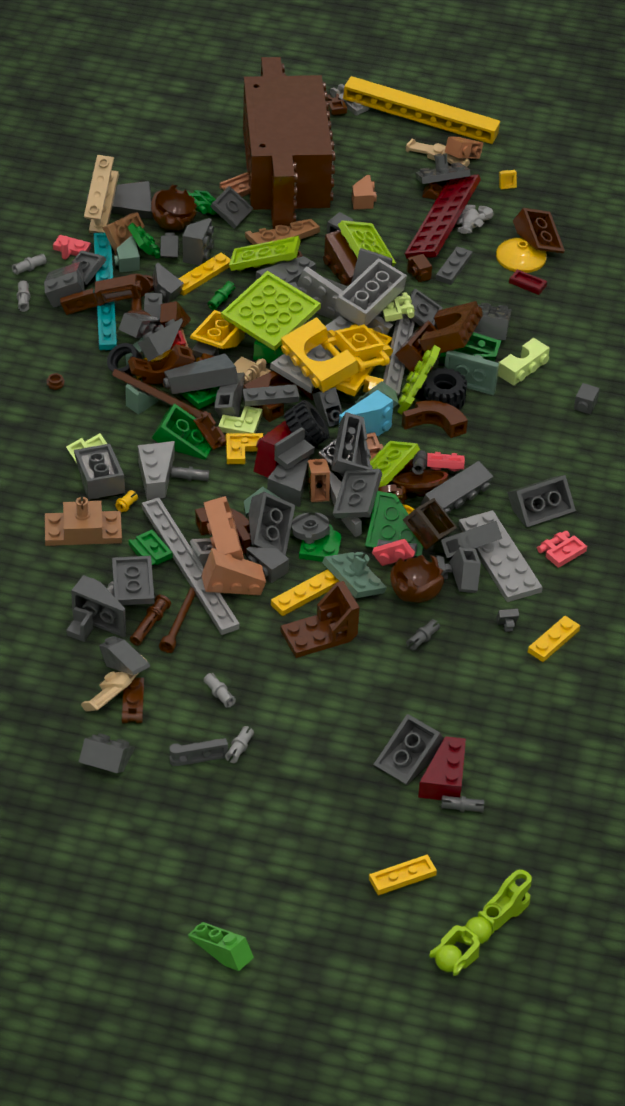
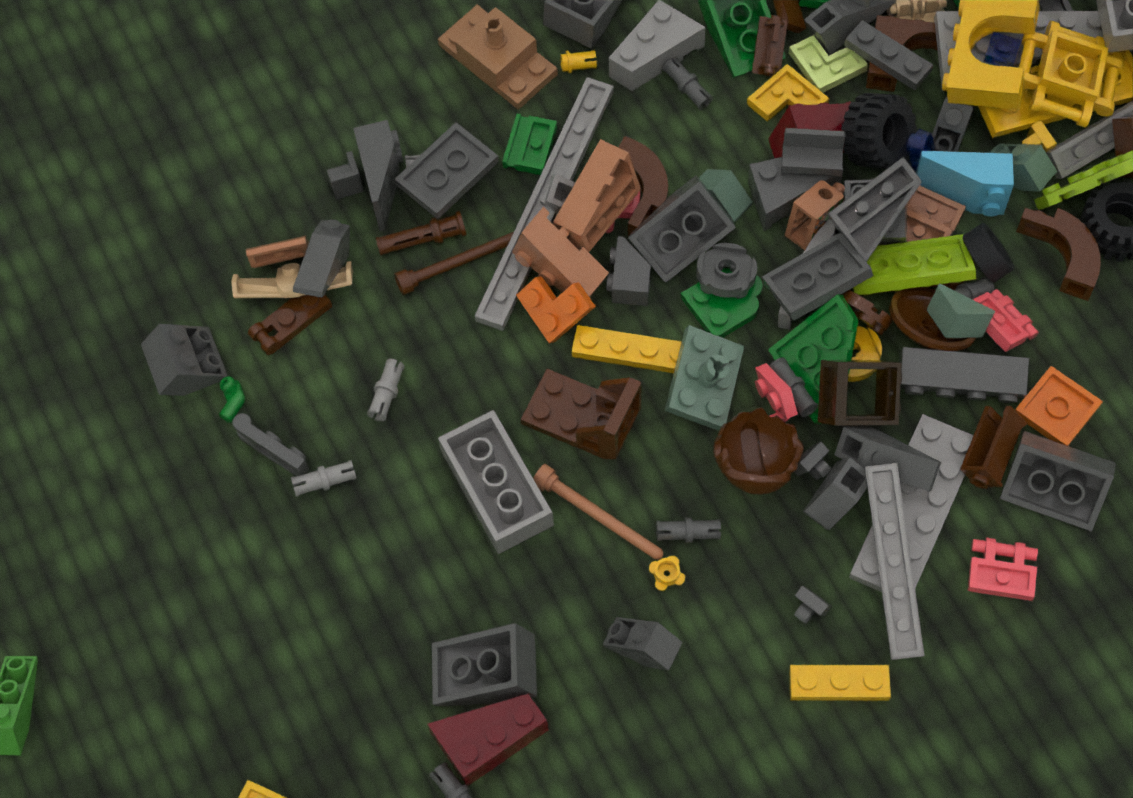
camera: 55 degrees right, 20 degrees up
(95, 673) = (277, 252): none -> nougat slope
(152, 750) = (234, 396): none -> green arm
(255, 602) = (552, 313): none -> orange plate
(319, 354) = (1002, 50): none -> clear blue plate
(321, 679) = (496, 481): none -> light grey brick
(332, 421) = (919, 142): none -> clear blue plate
(339, 665) = (548, 480): none -> nougat piece
(410, 435) = (988, 252): none -> black tyre
(429, 466) = (958, 315): none -> sand green slope
(435, 657) = (666, 564): none -> yellow plate
(461, 686) = (643, 642): none -> dark grey slope
(507, 476) = (1058, 407): none -> orange plate
(514, 518) = (992, 447): none -> reddish brown window
(521, 574) = (894, 561): none -> light grey tile

